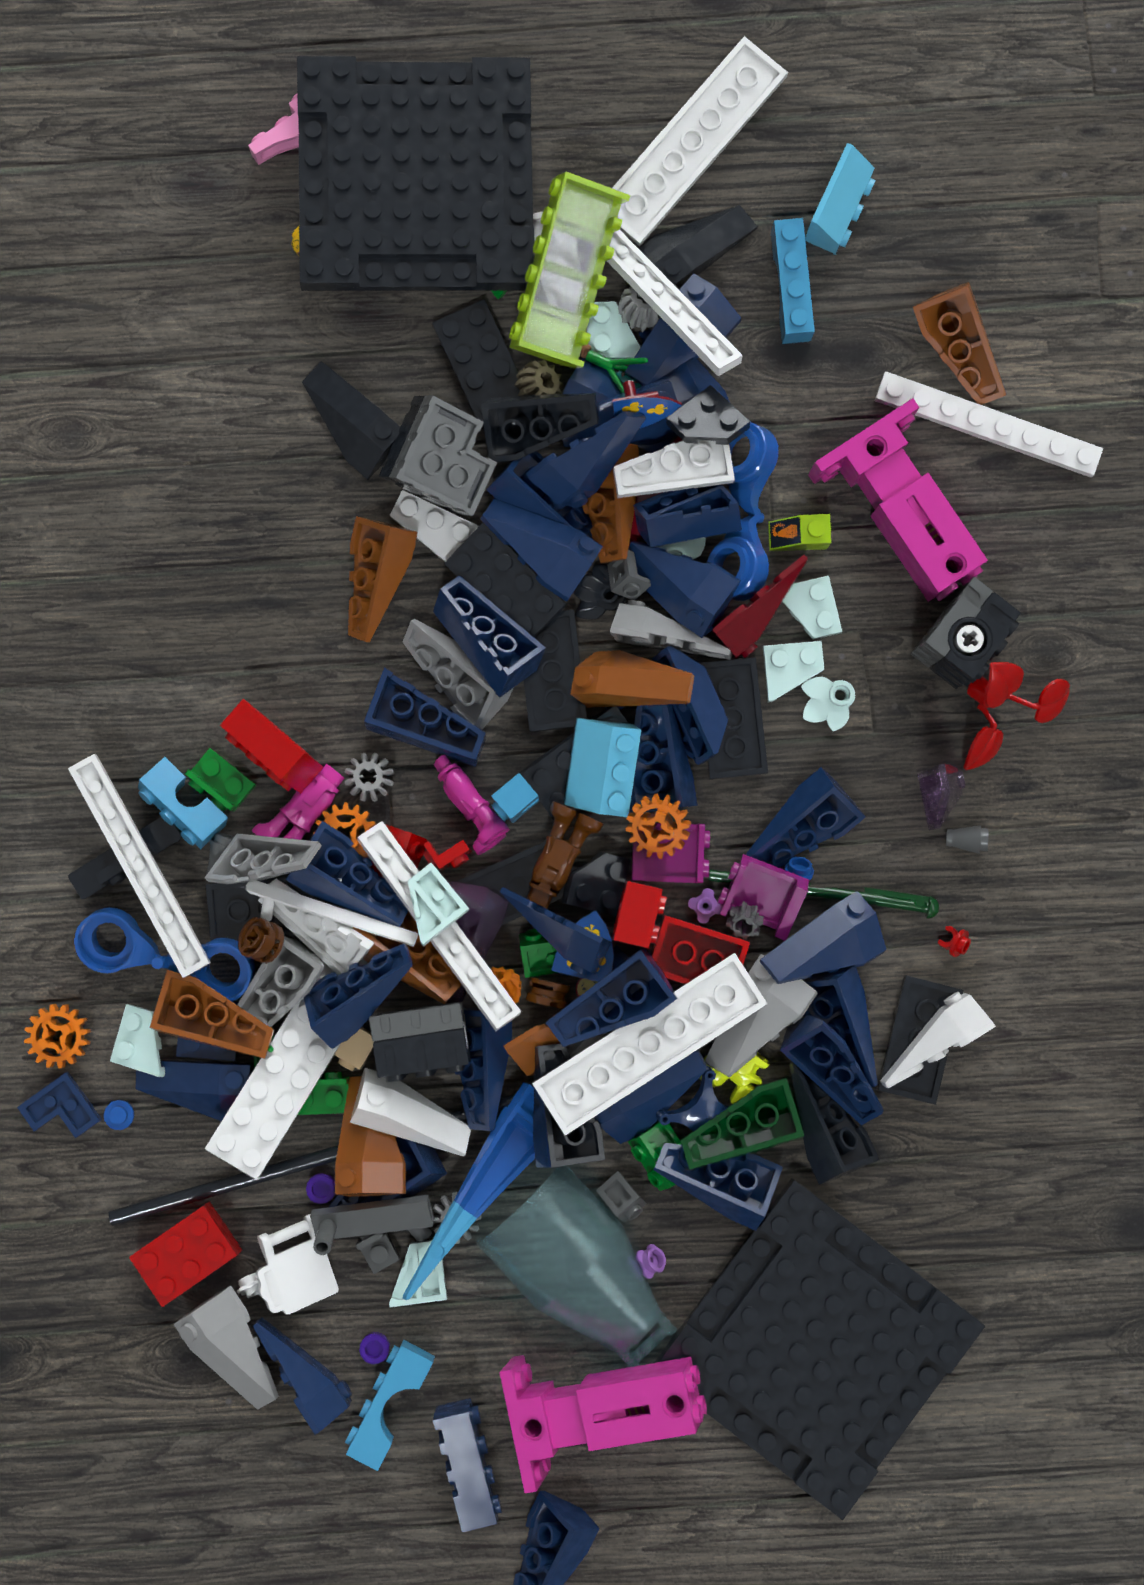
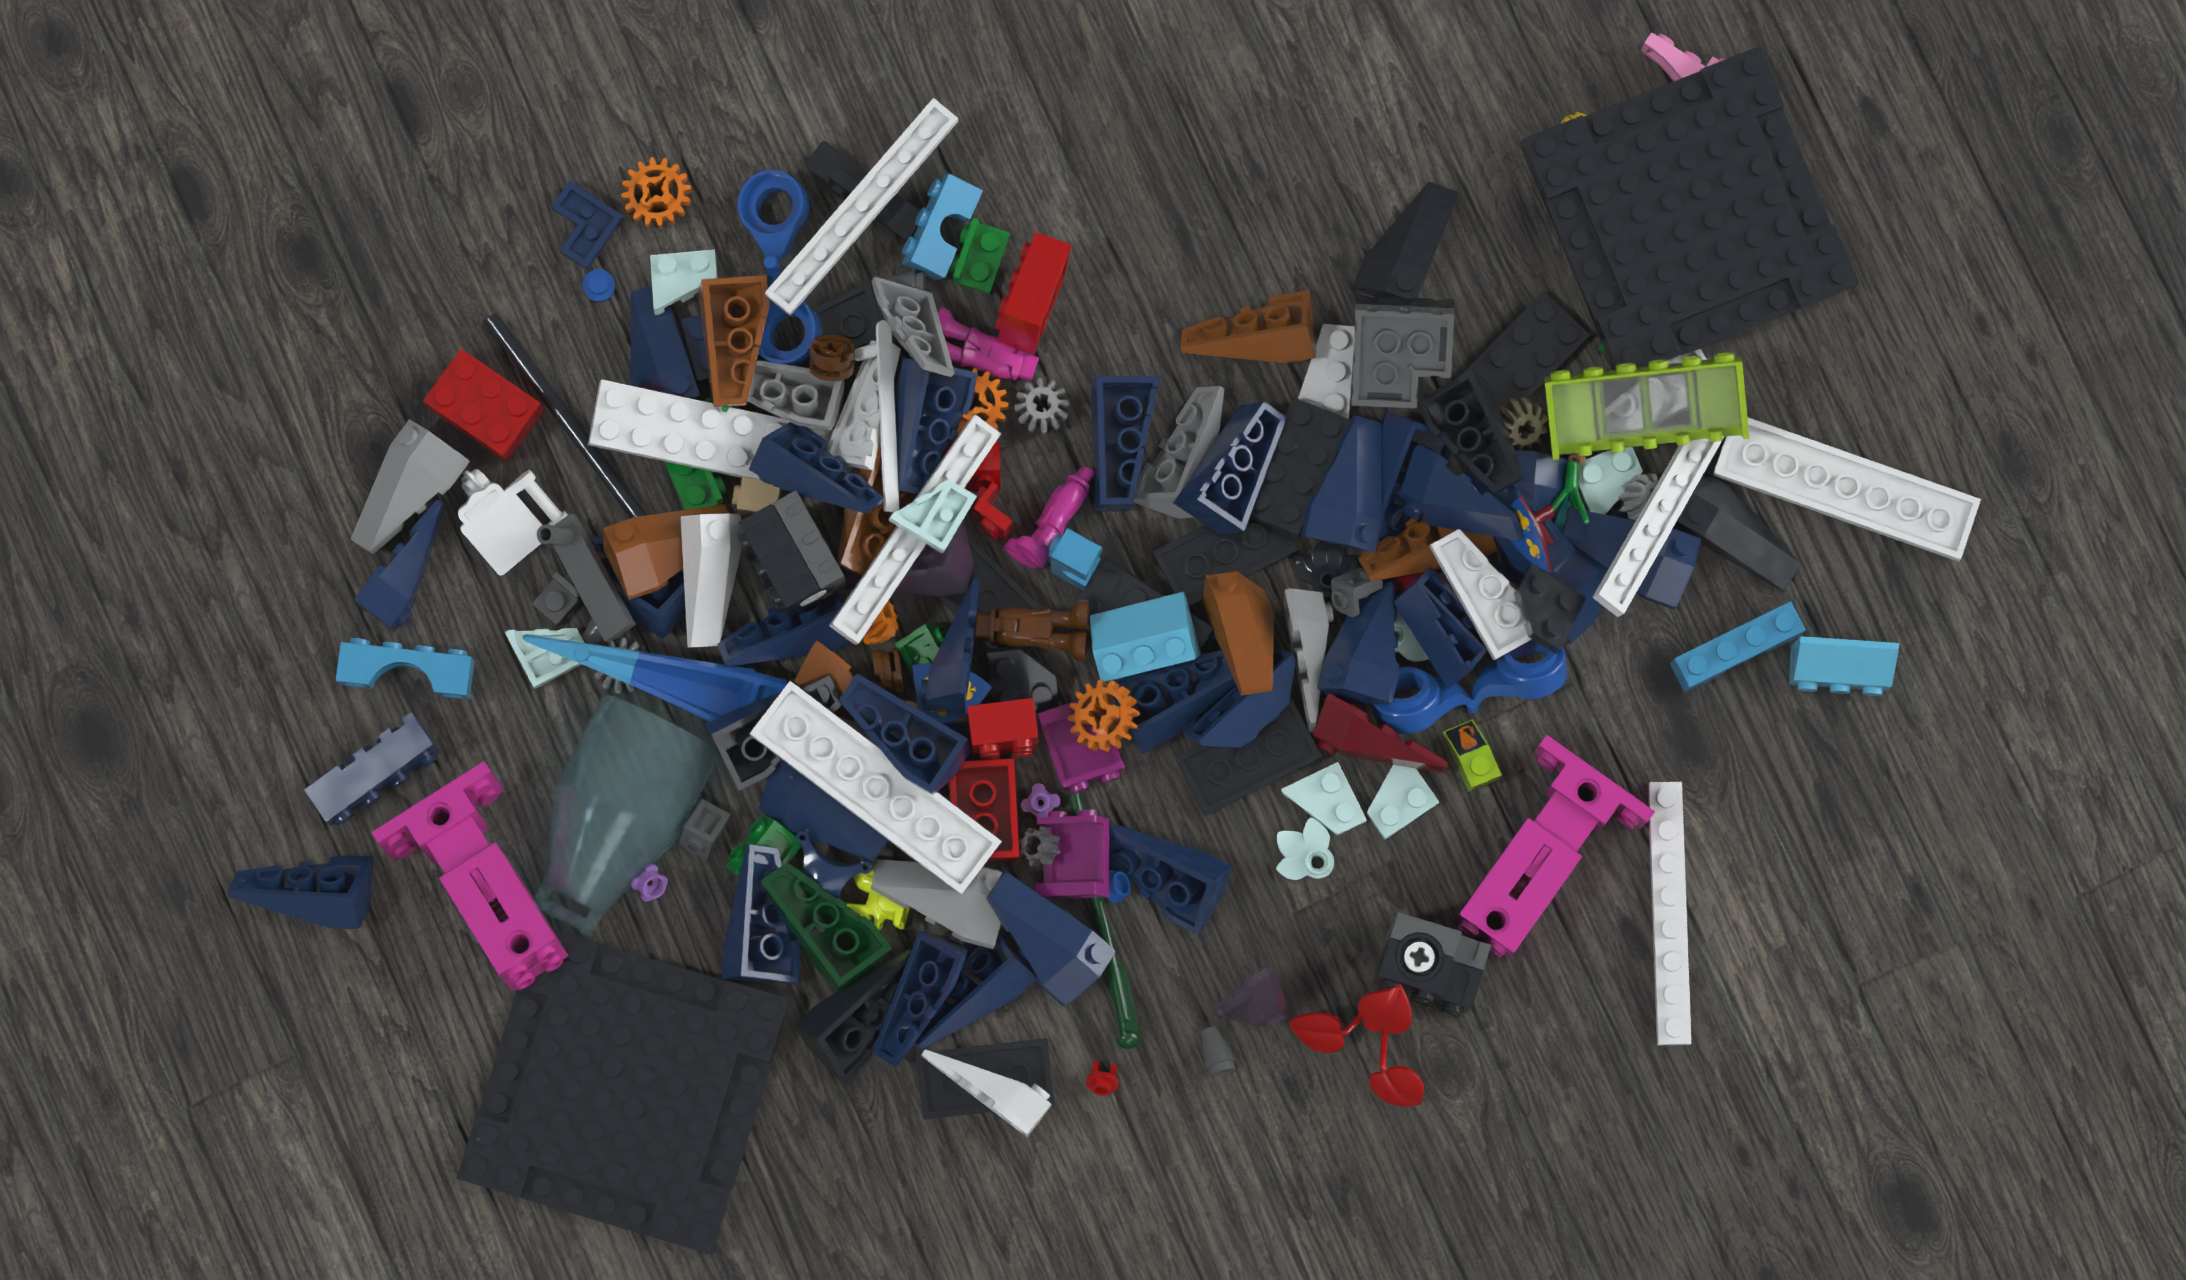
camera: 70 degrees right, 5 degrees down
(321, 1188) = (597, 517): dark purple tile -> none
(374, 1348) = (456, 634): dark purple tile -> none
(959, 337) = (1751, 845): dark orange wedge -> none

